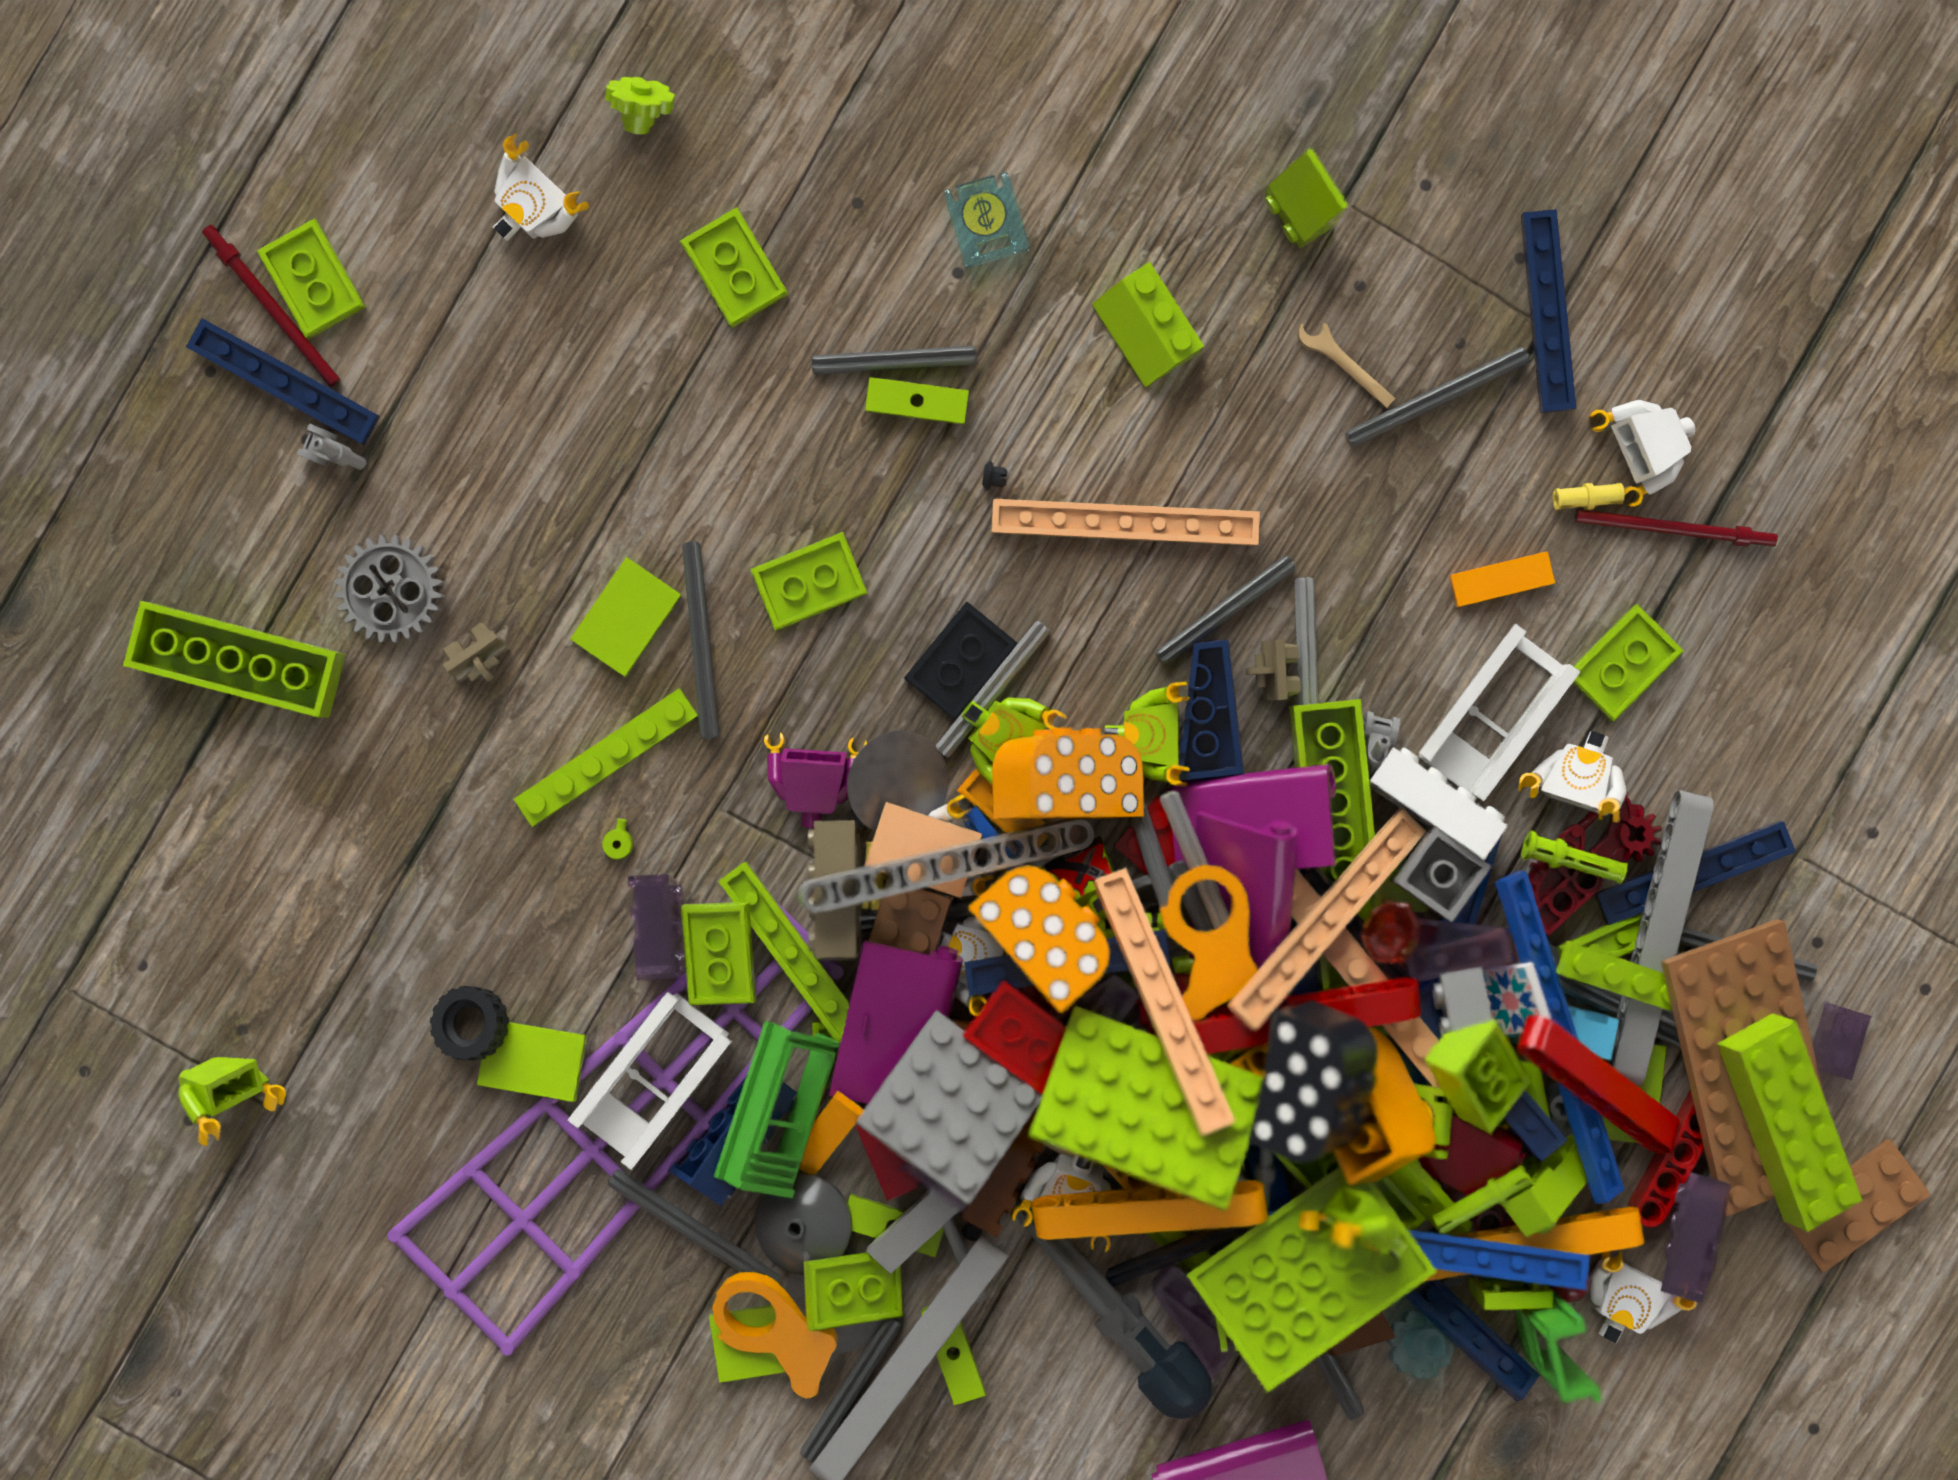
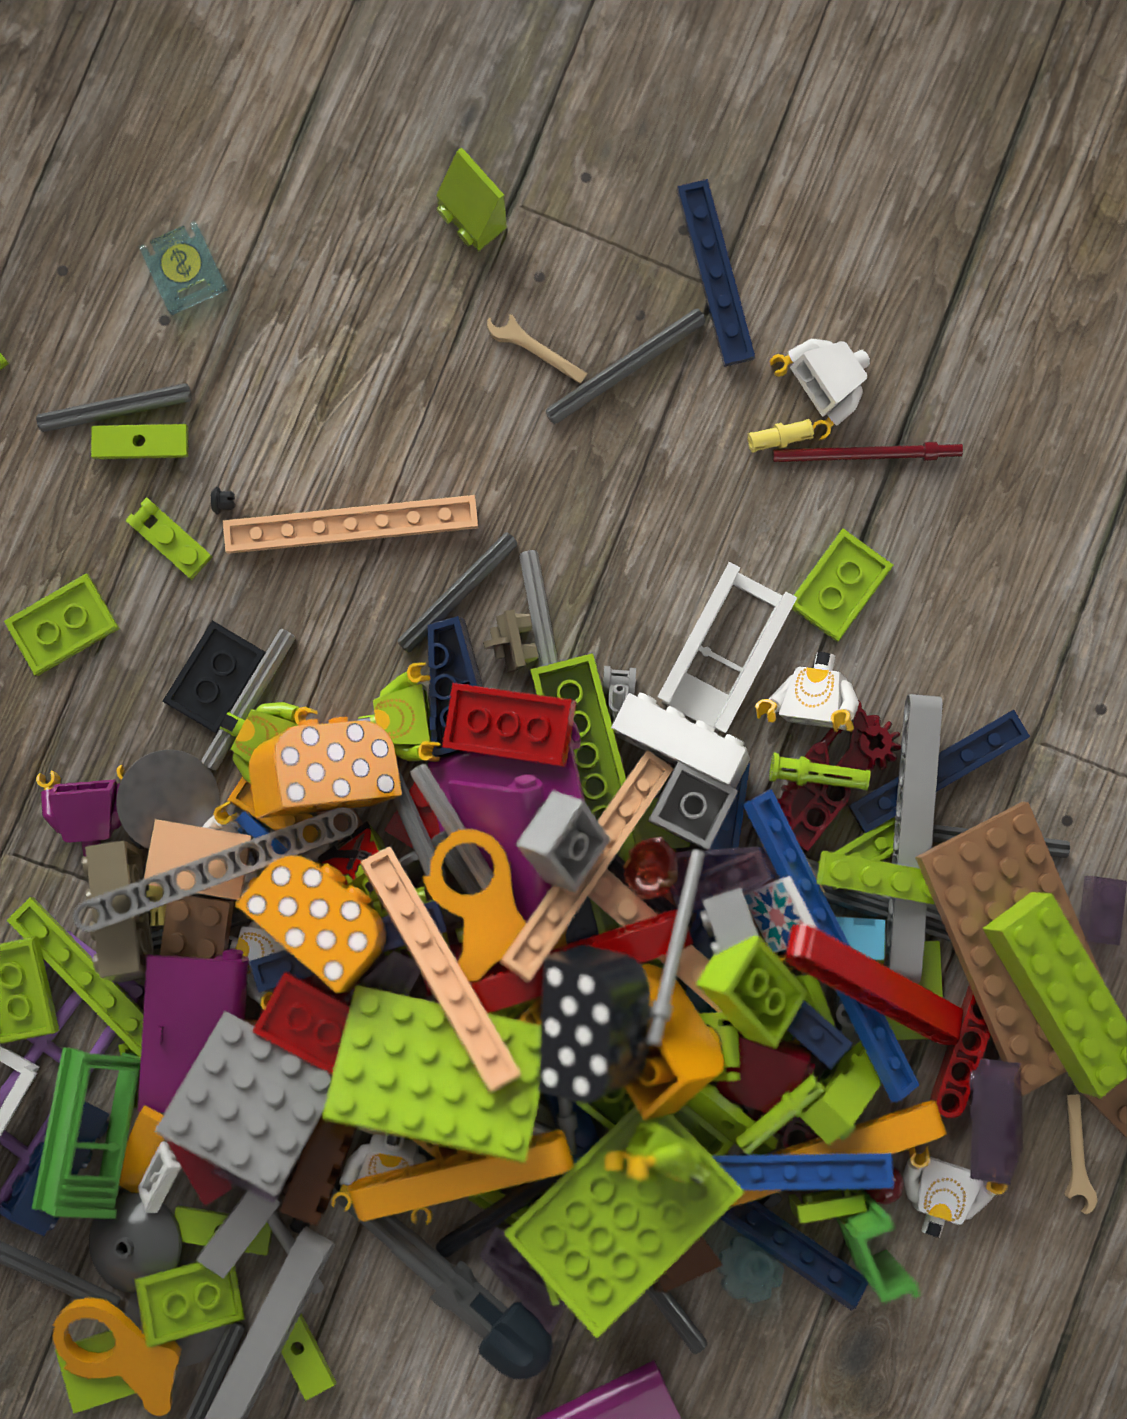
camera: 10 degrees left, 5 degrees down
(844, 1168) = (158, 1178): none -> white tile
(933, 508) = (170, 539): none -> lime plate
(1147, 325) = (345, 339): lime slope -> none
(1267, 763) = (509, 724): none -> red plate
(1311, 894) = (563, 841): none -> light grey brick
(1386, 1076) = (661, 1008): none -> light grey bar
(1501, 579) = (712, 524): light orange tile -> none
(1766, 1307) = (1079, 1181): none -> tan piece

